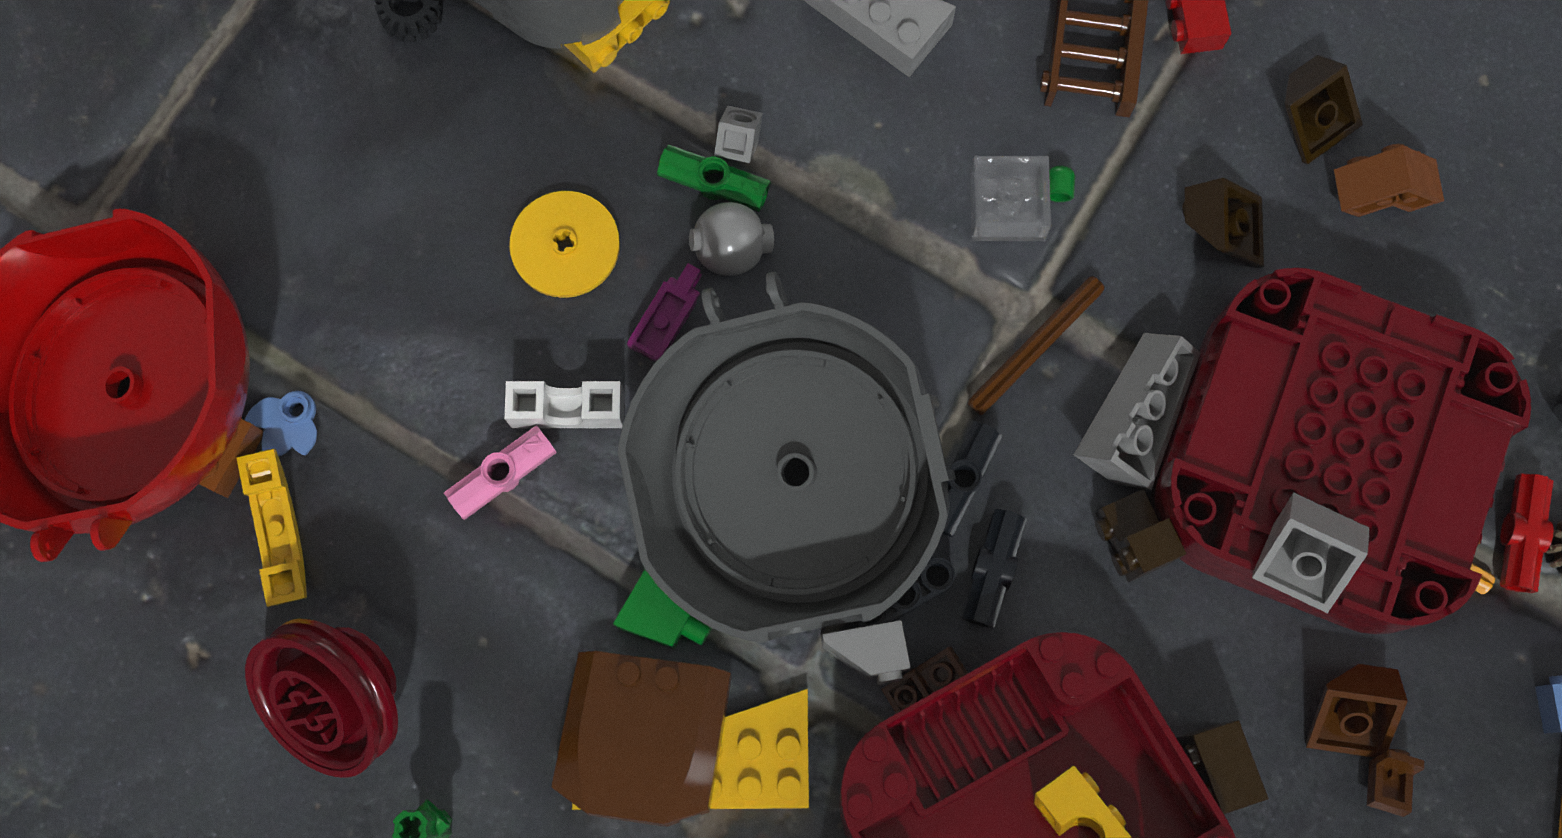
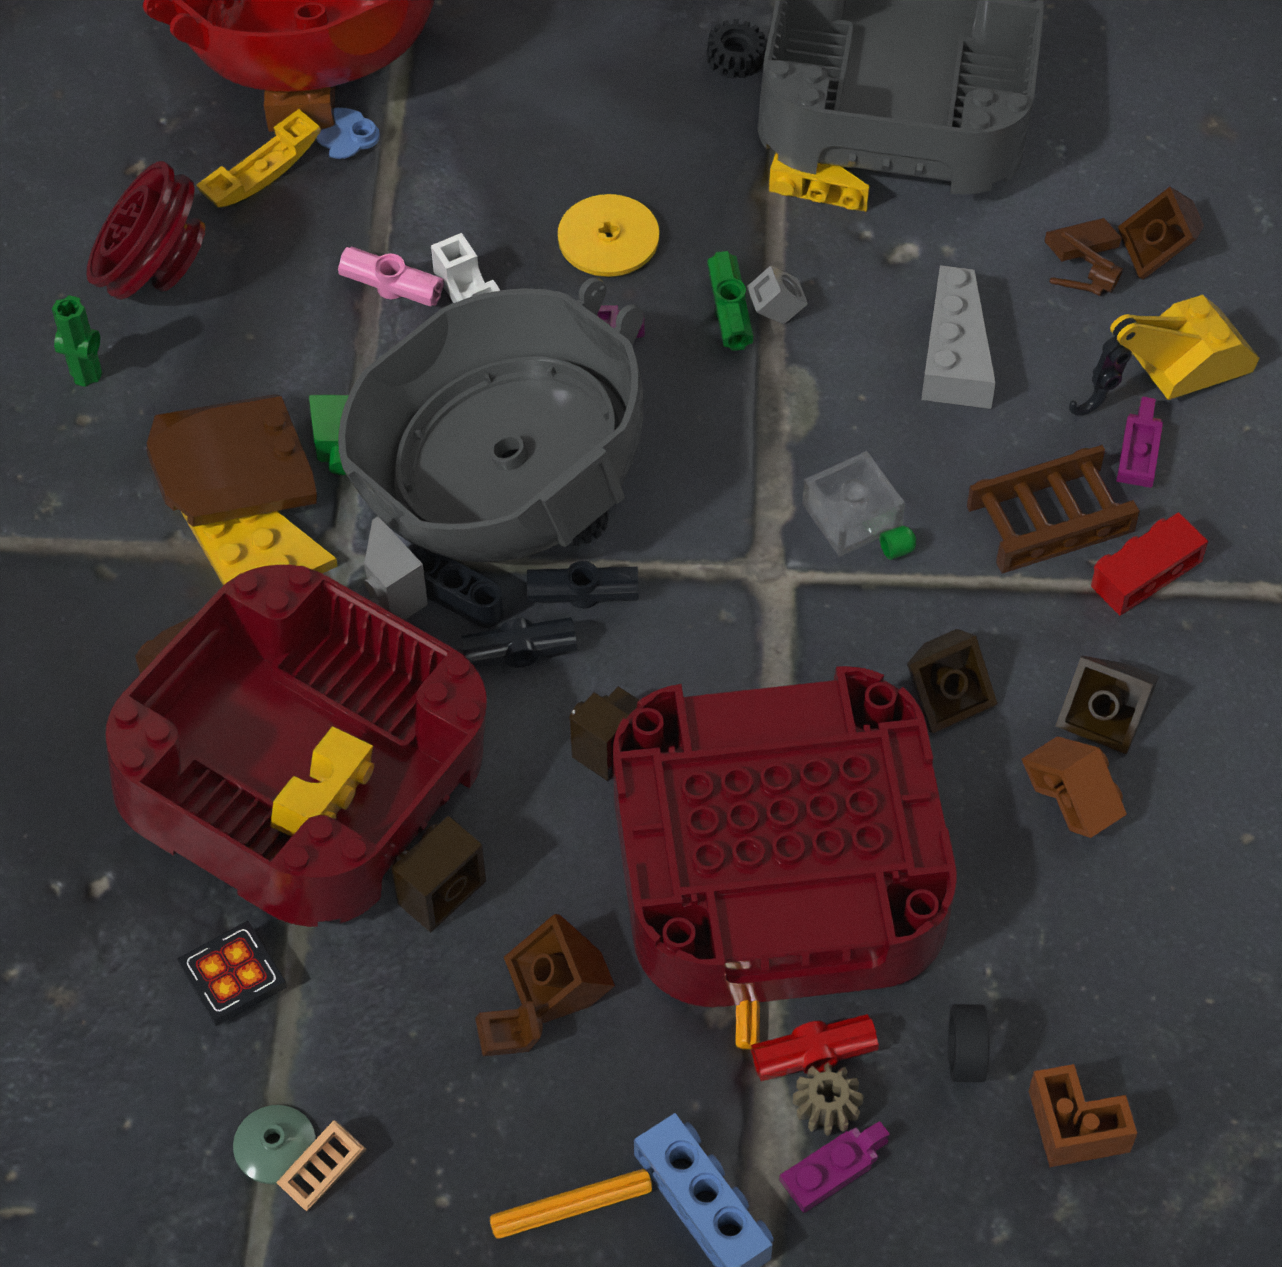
camera: 60 degrees right, 20 degrees down
(730, 239) = (683, 331): light grey brick -> none
(1036, 345) = (740, 591): reddish brown axle -> none
(1140, 412) = (720, 668): light grey wedge -> none
(1312, 553) = (656, 807): light grey slope -> none

